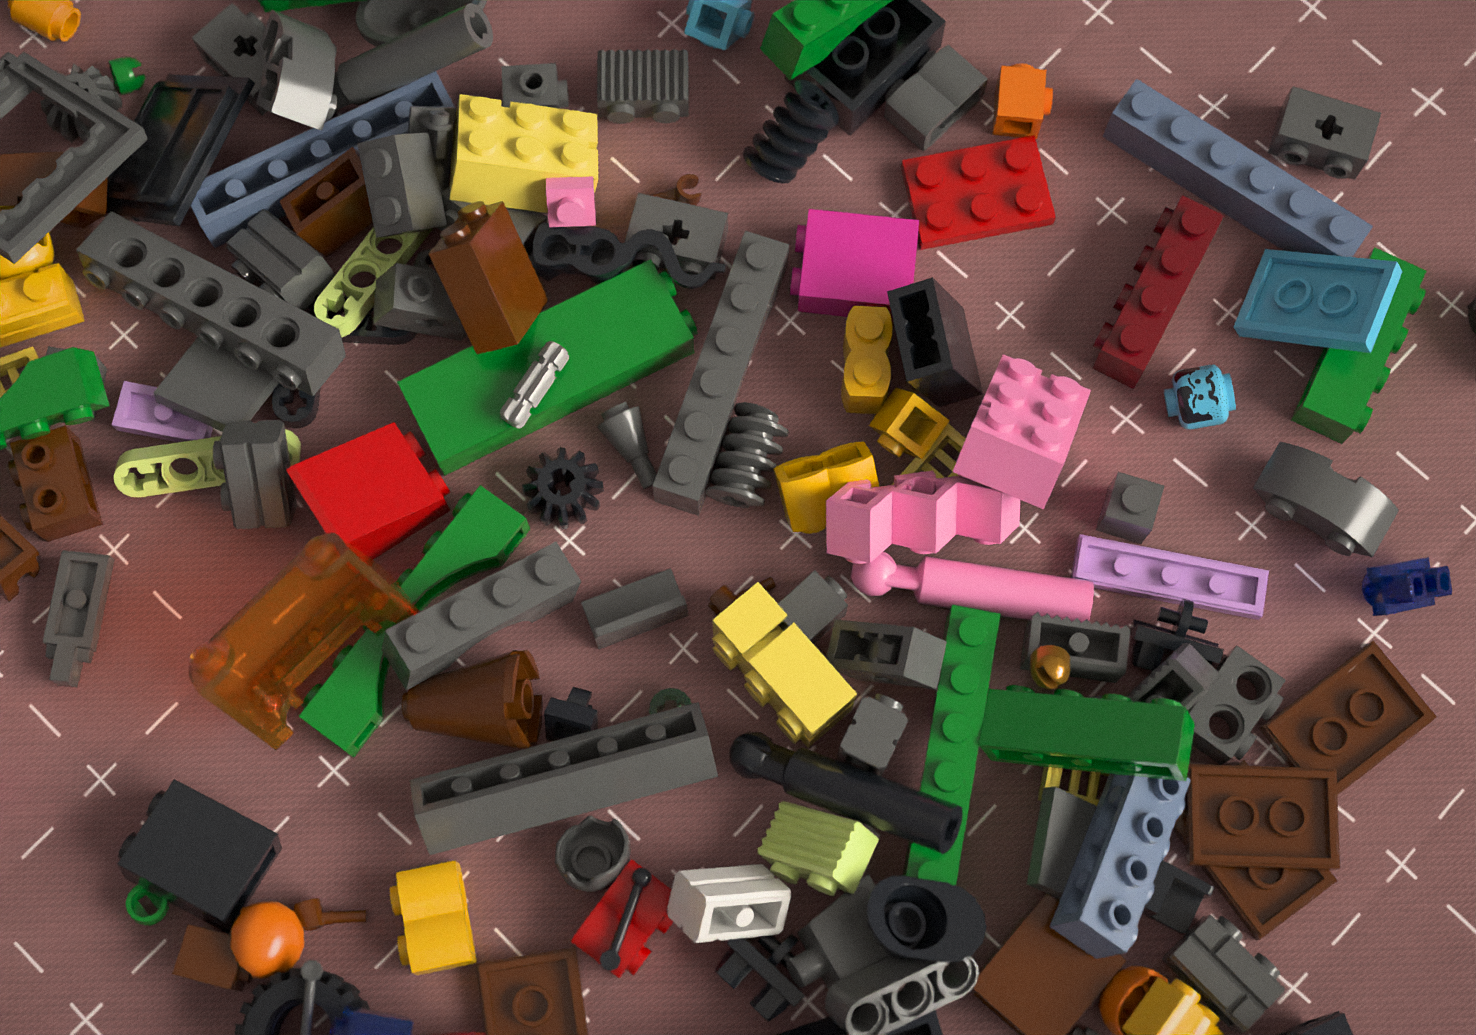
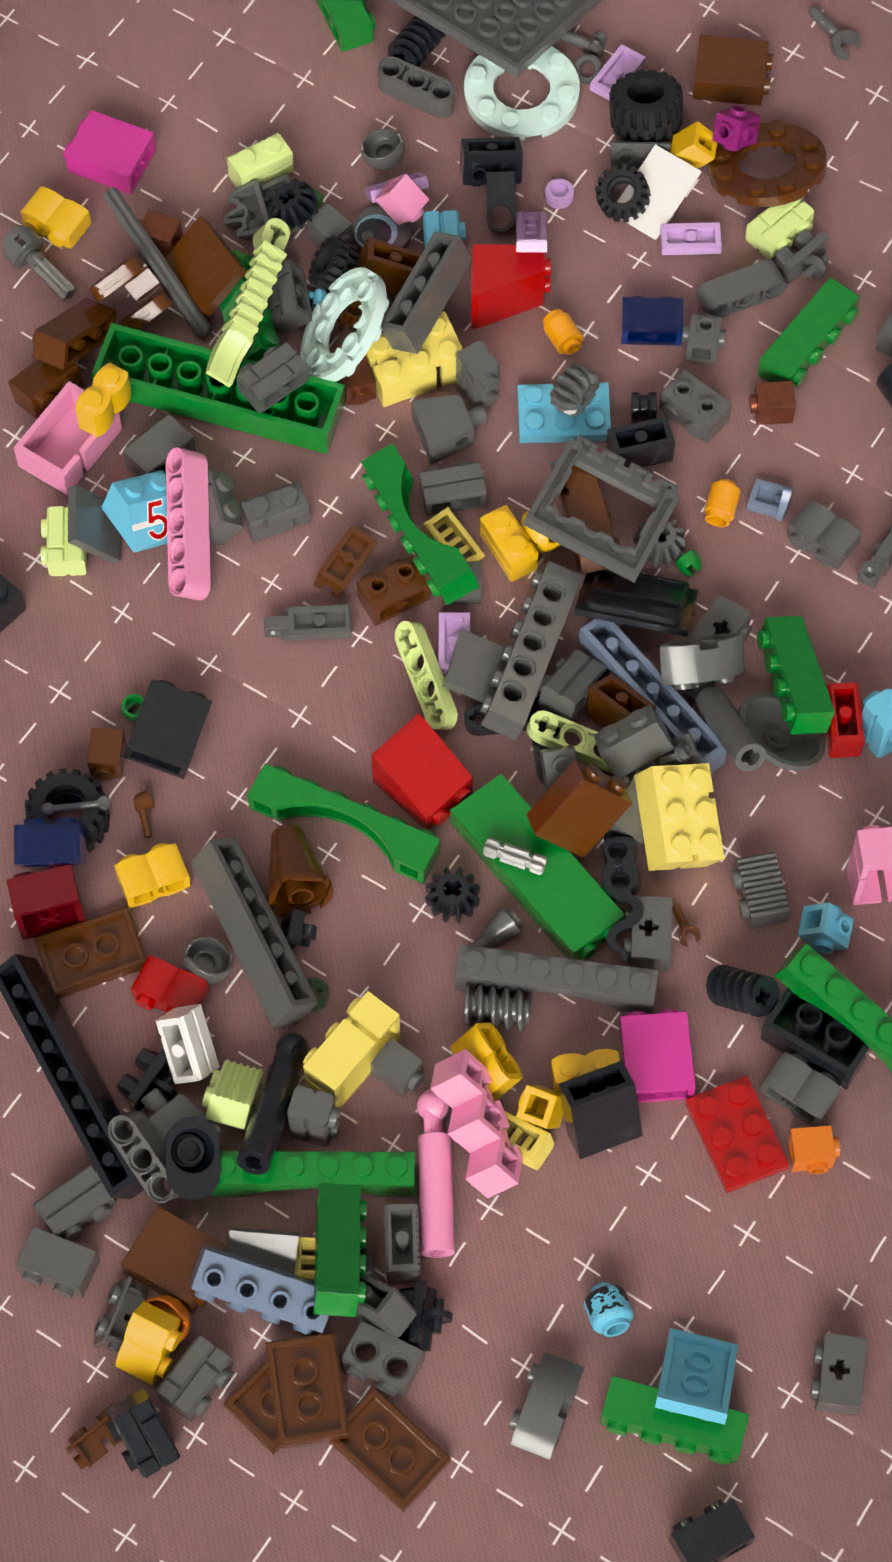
camera: 80 degrees right, 10 degrees down
(255, 474) = (425, 695): dark grey brick -> none
(267, 939) = (121, 777): orange hair -> none
(291, 630) = (313, 740): clear orange windscreen -> none
(446, 630) = (335, 836): dark grey arch -> none
(534, 85) = (736, 819): dark grey brick -> none
(570, 201) = (648, 850): bright pink plate -> none
(611, 959) = (140, 980): black hinge -> none
(635, 608) = (379, 957): dark grey panel -> none
(725, 597) = (403, 1028): reddish brown hand -> none
(886, 653) = (371, 1115): dark grey brick -> none
(1022, 431) = (547, 1177): bright pink piece -> none
(1056, 665) = (379, 1218): pearl gold hinge -> none
(1130, 507) = (513, 1269): dark grey brick -> none
(1156, 295) = (683, 1266): dark red brick -> none
(1170, 576) = (471, 1310): lavender tile -> none
(1176, 897) = (243, 1336): black panel -> none
(1231, 176) = (784, 1312): sand blue brick -> none
(1405, 585) = (492, 1467): clear blue hips -> none

